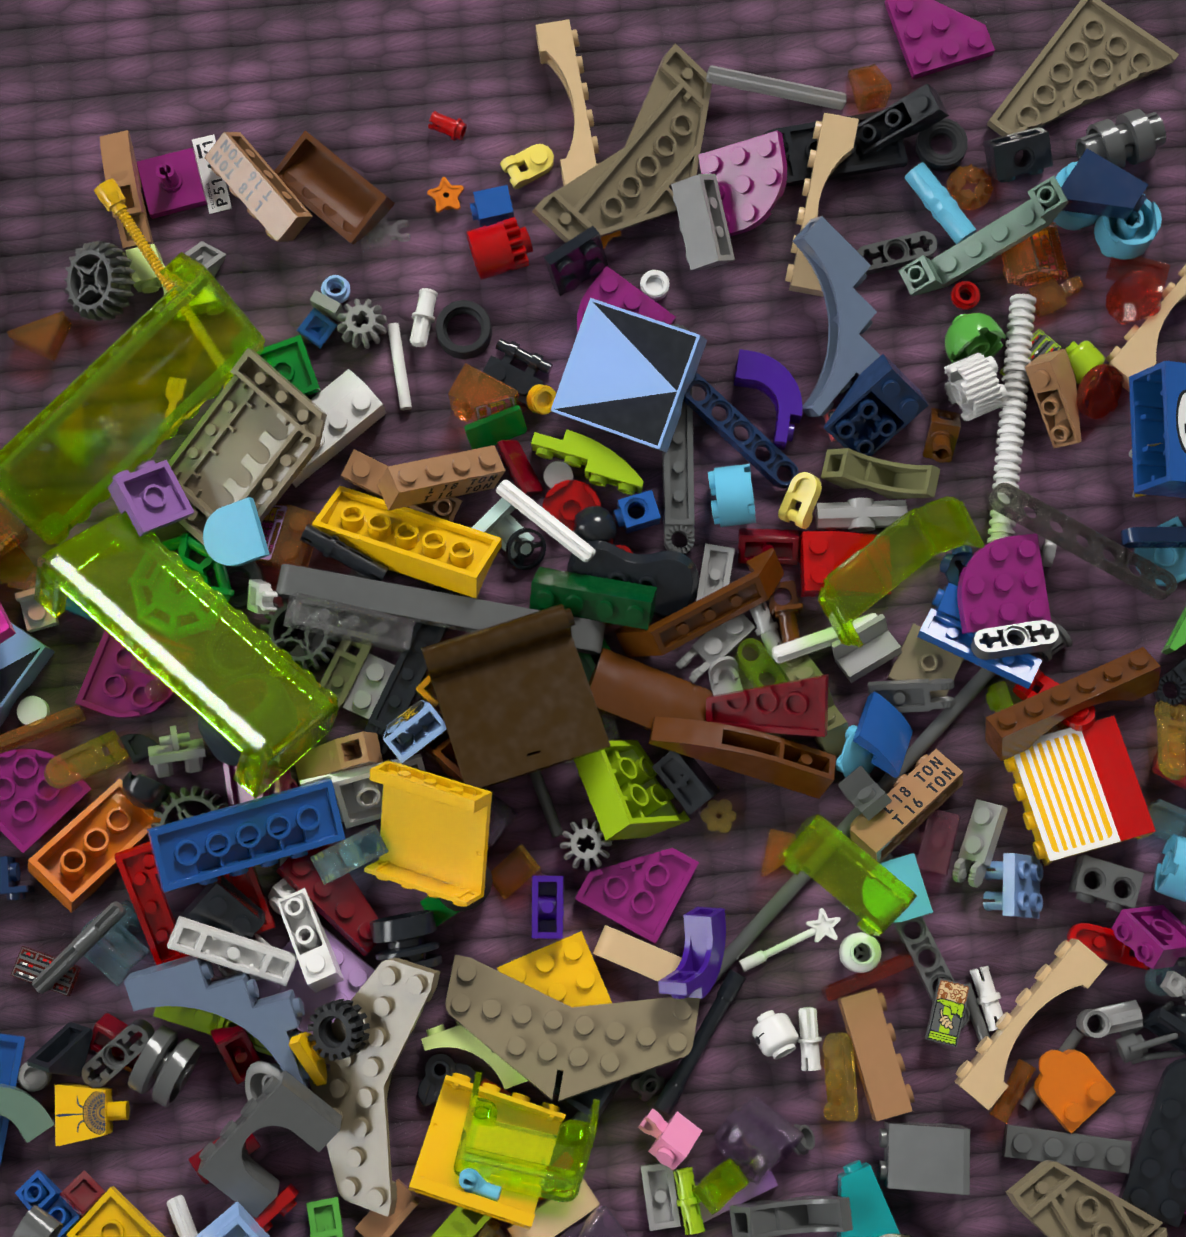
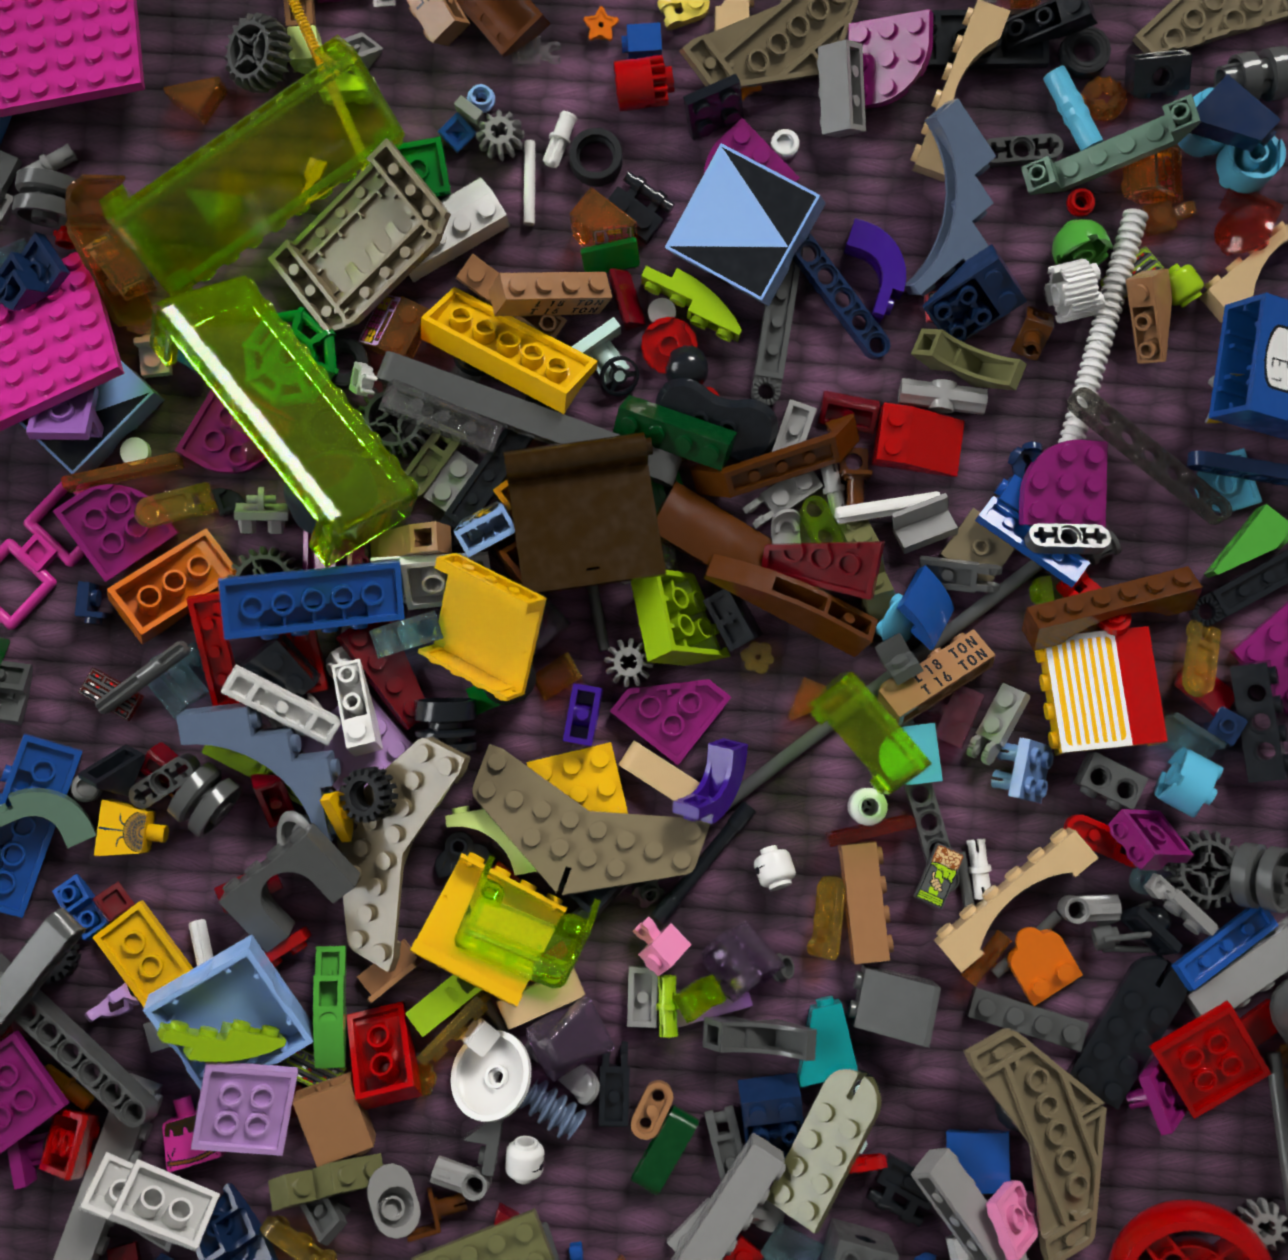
camera: 15 degrees right, 5 degrees up
(144, 791) = (225, 543): black hair -> none
(150, 496) = (272, 266): medium lavender plate -> none
(235, 534) = (347, 315): medium azure tile -> none
(341, 552) = (443, 348): black pin -> none
(474, 1183) = (471, 957): medium azure arm -> none
(540, 399) = (657, 235): yellow tile -> none
(545, 521) = (642, 351): white axle -> none
(643, 500) = (739, 349): blue brick -> none
(733, 494) = (825, 357): medium azure brick -> none
(805, 489) = (894, 363): light yellow plate -> none
(809, 1039) = (805, 878): white axle -> none
(819, 928) = (833, 777): white piece -> none
(891, 559) = (964, 442): clear neon green windscreen -> none
(1048, 553) = (1114, 462): light grey tile -> none
(1101, 393) = (1194, 317): clear red wheel -> none

